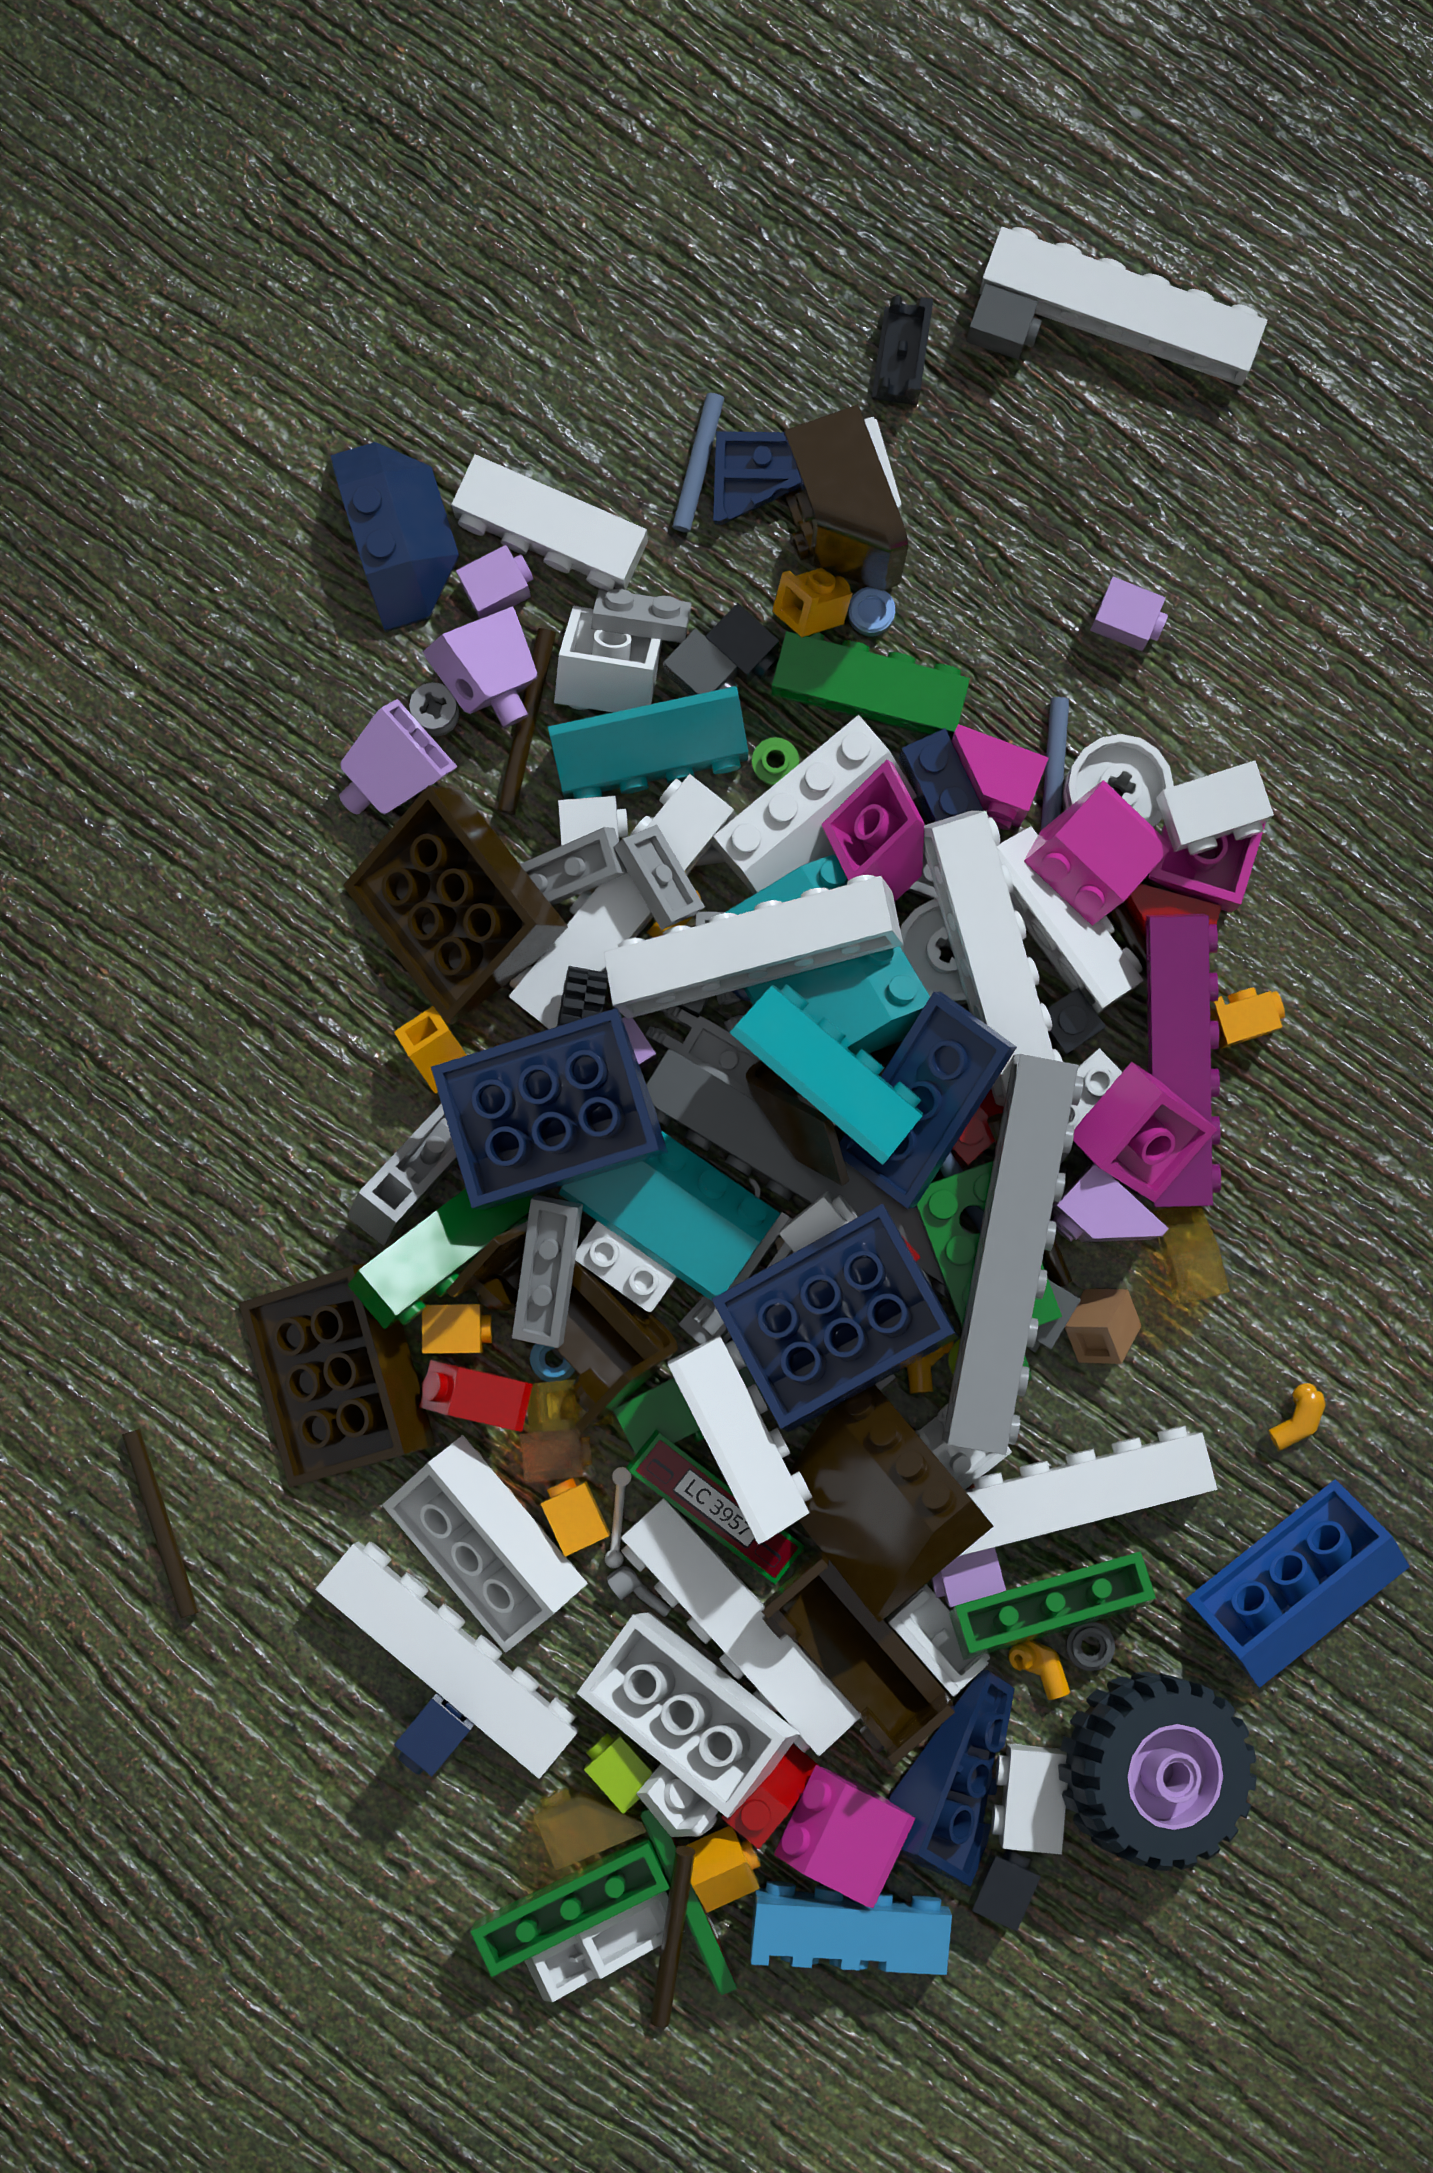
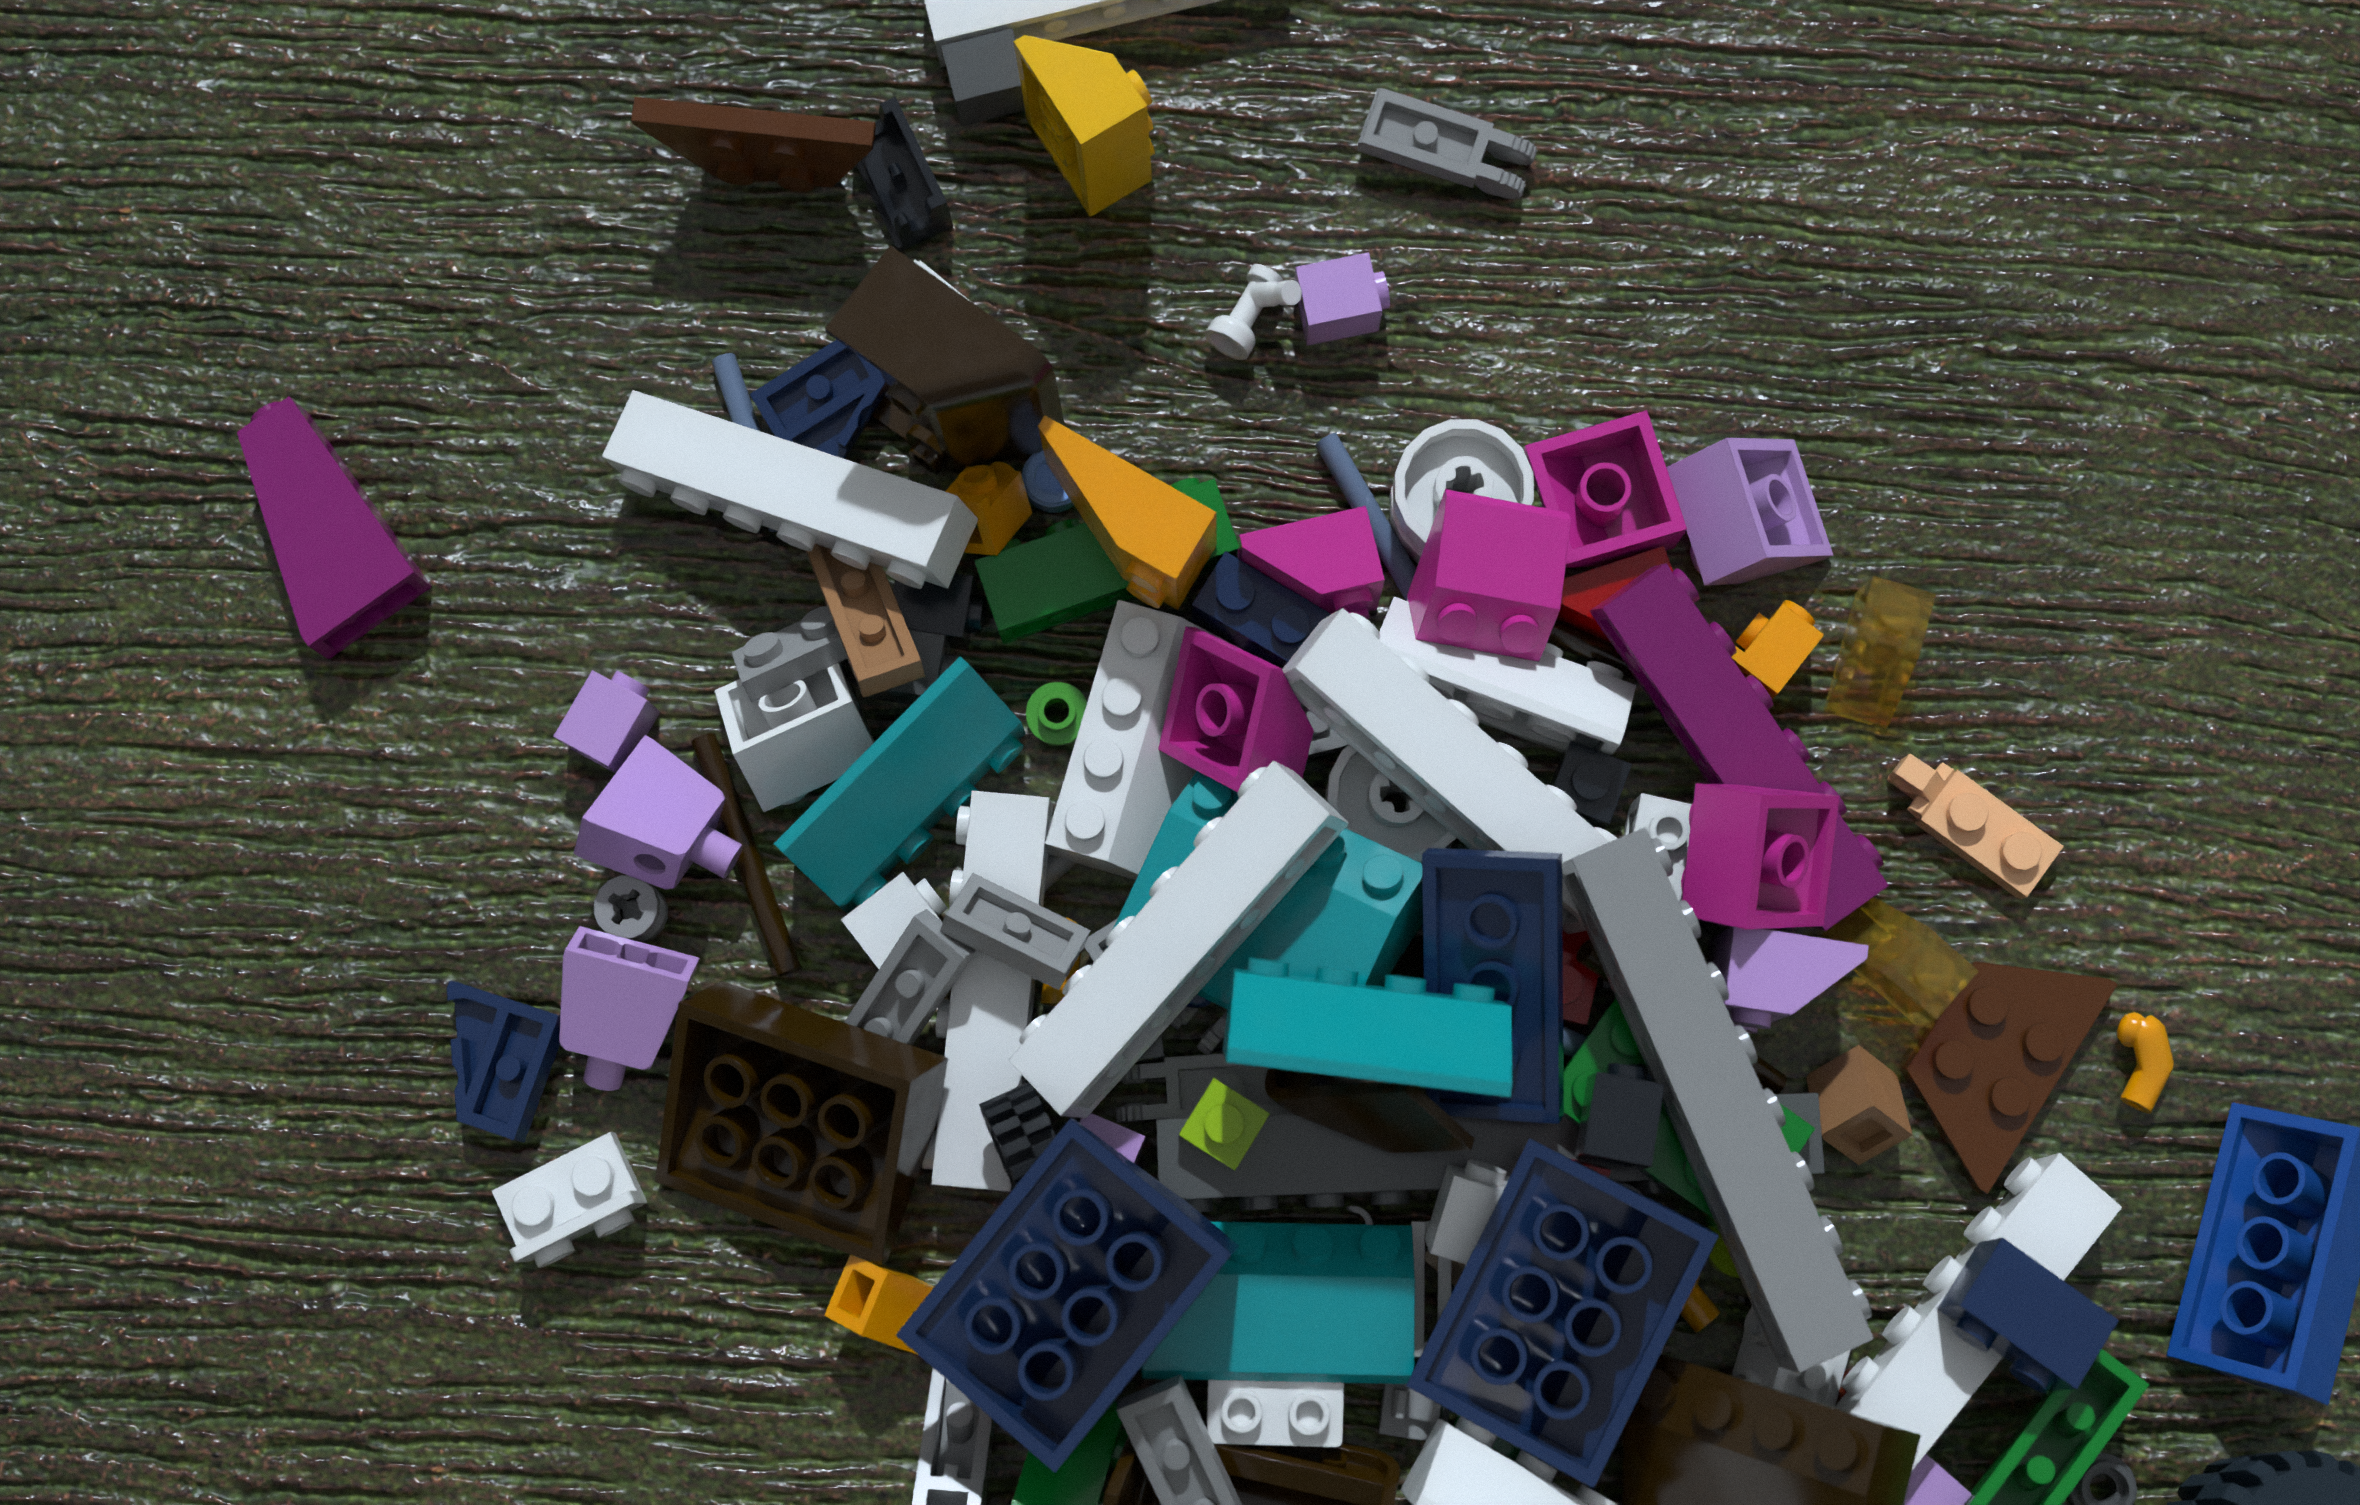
camera: 30 degrees left, 5 degrees down
(284, 862) = (568, 1199): none -> white bracket
(297, 748) = (500, 1060): none -> dark blue wing
(396, 352) = (327, 535): none -> magenta slope
(397, 530) = (458, 737): dark blue wedge -> none
(549, 524) = (626, 617): white brick -> none
(700, 510) = (790, 489): none -> white brick
(700, 601) = (867, 622): none -> medium nougat plate
(707, 1077) = (1224, 1124): none -> lime plate
(823, 271) = (756, 143): none -> reddish brown wing
(903, 681) = (1142, 524): none -> light orange slope
(946, 1228) = (1620, 1117): none -> black brick
(1044, 396) = (1087, 118): none -> yellow slope
(1086, 578) = (1266, 288): none -> white piece
(1108, 1508) = (2026, 1317): none -> dark blue brick
(1212, 1355) = (1999, 1057): none -> reddish brown wing
(1215, 807) = (1587, 439): white brick -> none
(1264, 556) = (1443, 143): none -> light grey hinge
(1294, 919) = (1748, 510): none -> lavender slope
(1298, 1208) = (1976, 825): none -> light nougat hinge
(1311, 1061) = (1879, 651): none -> clear yellow slope

